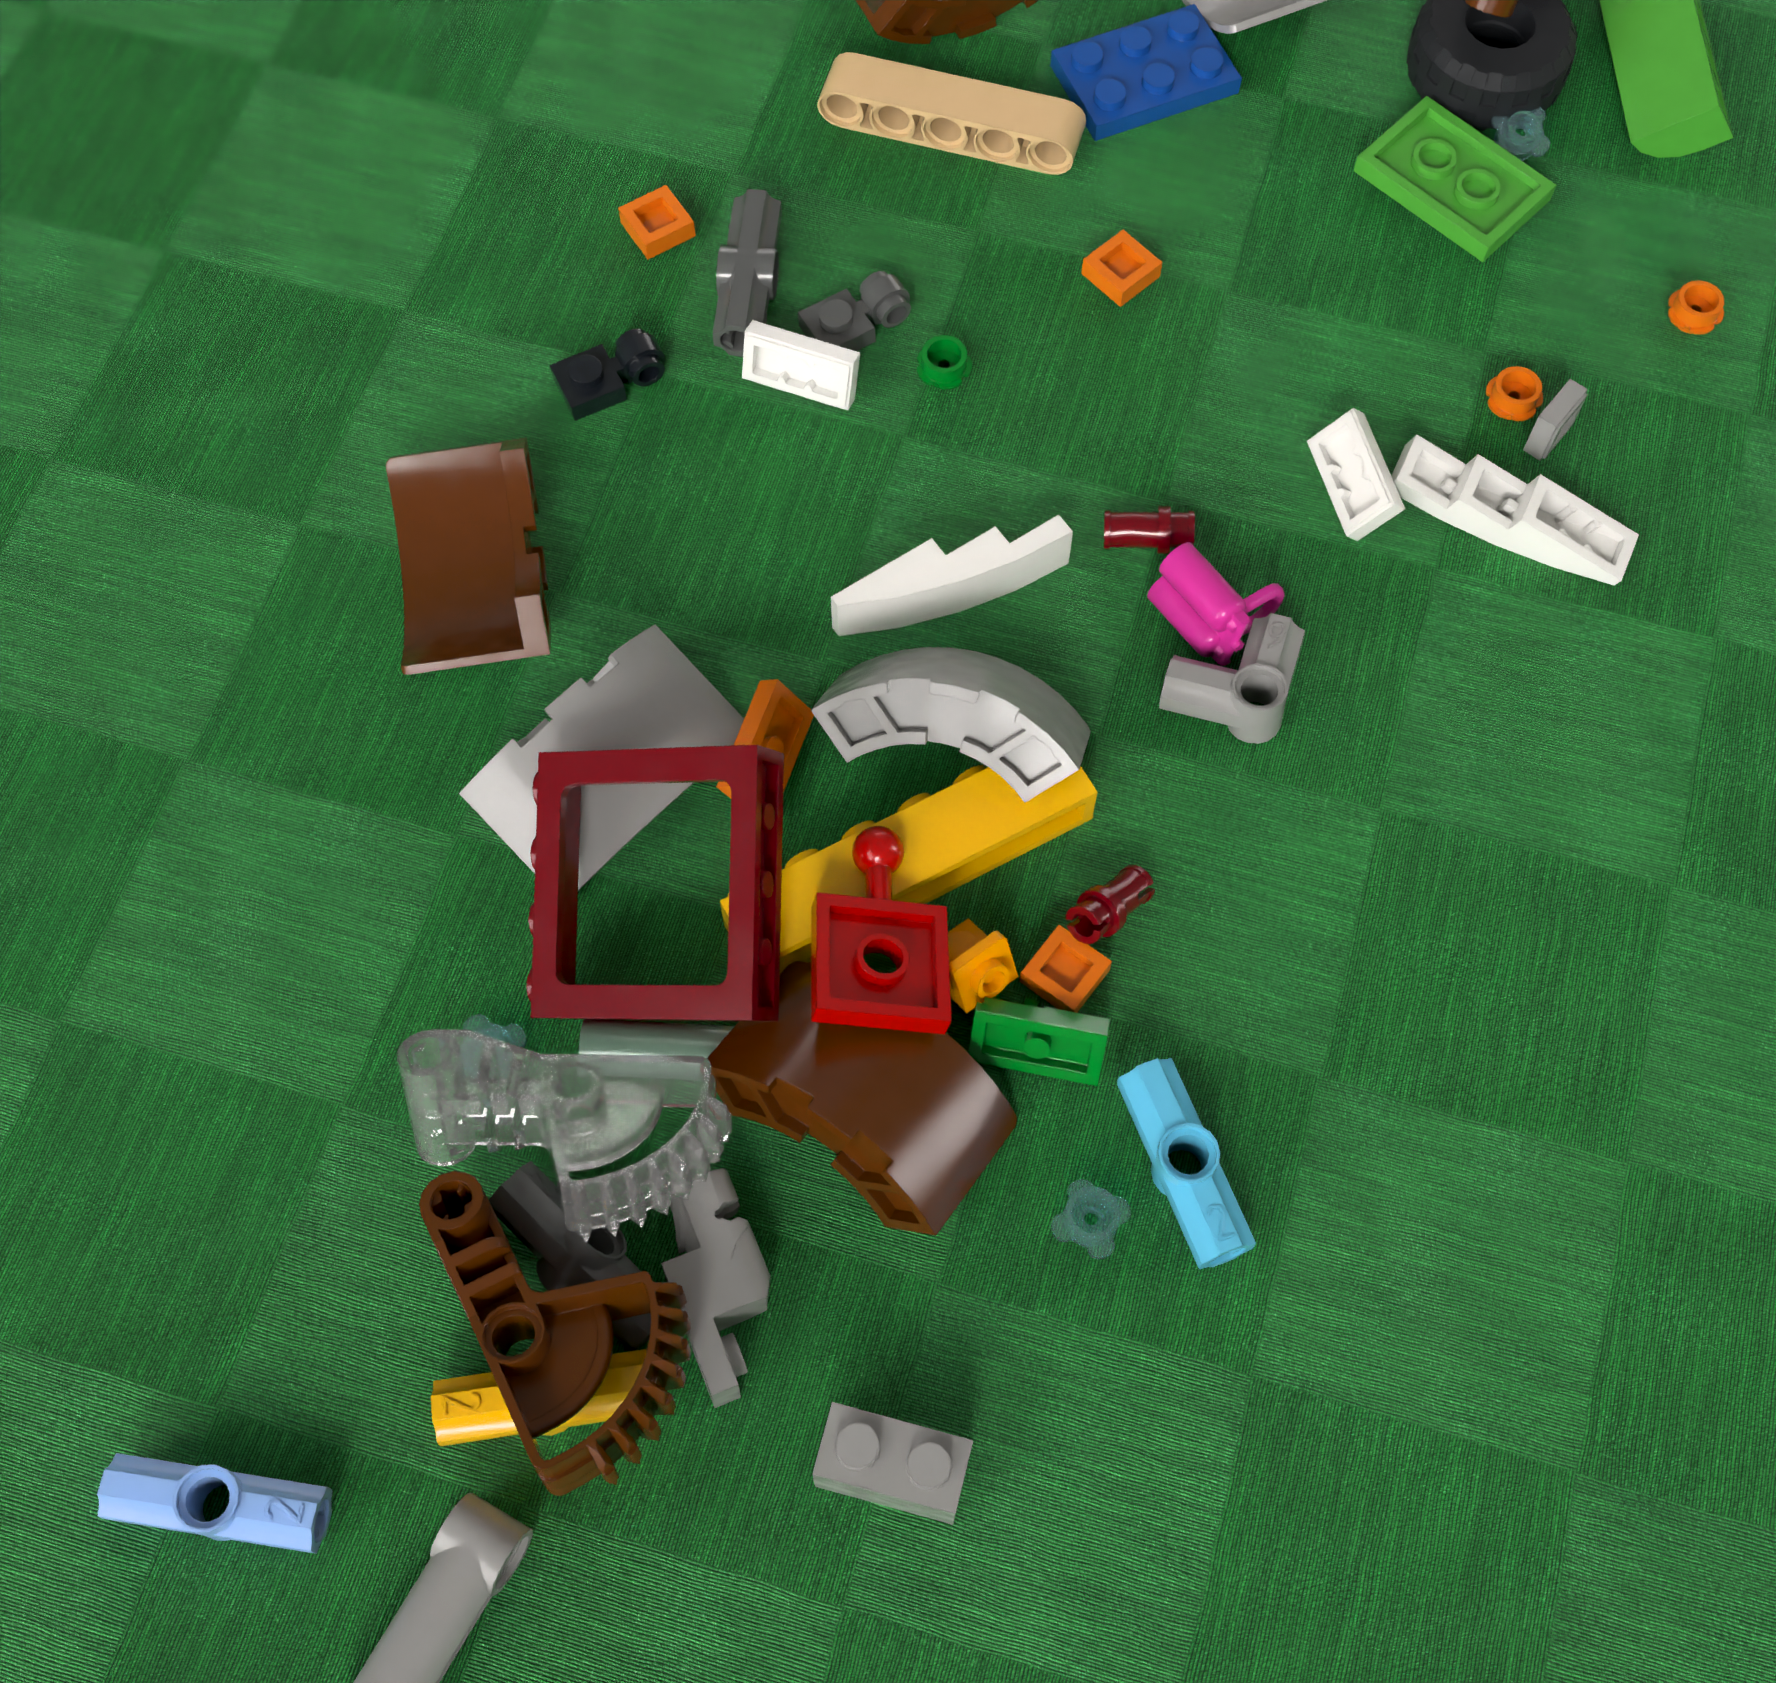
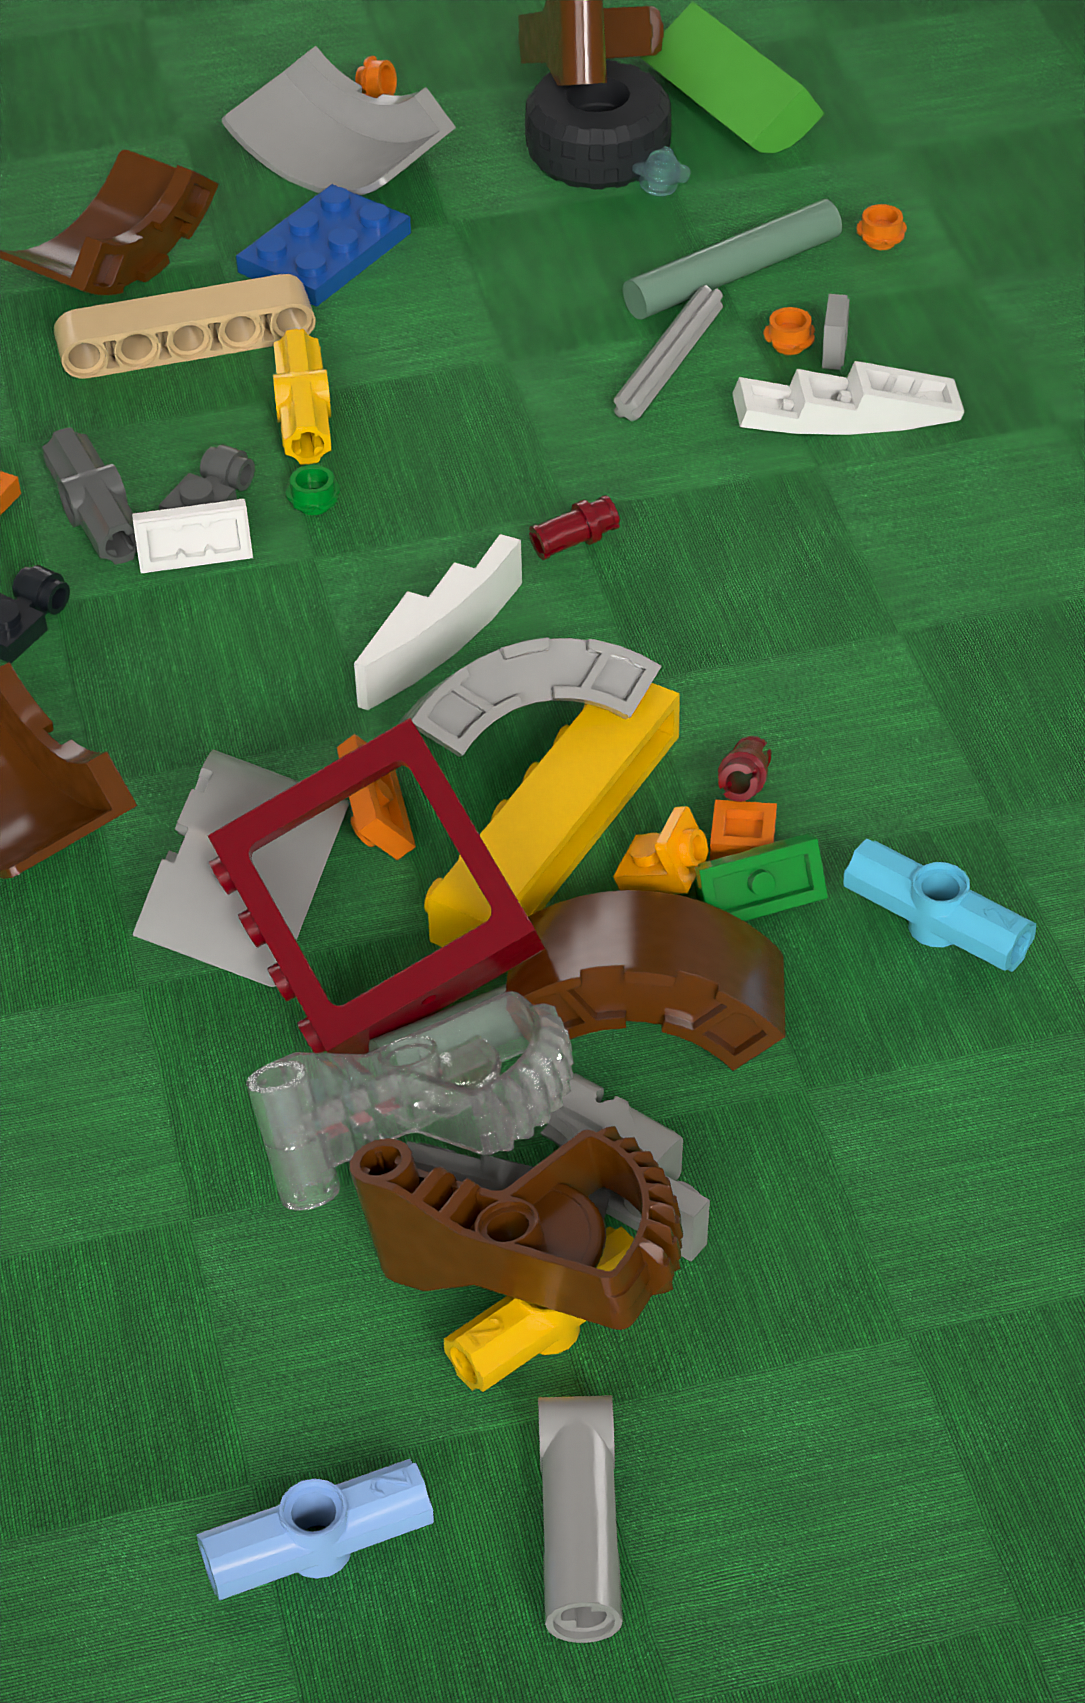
camera: 30 degrees left, 20 degrees down
(892, 1463) = (873, 1201): light grey brick -> none
(907, 932) = (594, 860): red plate -> none
(1001, 248) = (302, 396): none -> yellow piece
(1087, 1199) = (894, 980): clear light blue plate -> none
(1121, 268) = (412, 371): orange plate -> none
(1206, 605) = (662, 549): dark pink piece -> none
(1225, 693) = (740, 596): light grey piece -> none
(1355, 474) = (710, 425): white plate -> none
(1380, 361) = (668, 353): none -> light grey axle
(1454, 178) = (631, 216): bright green plate -> none
(1519, 277) = (732, 258): none -> sand green piece

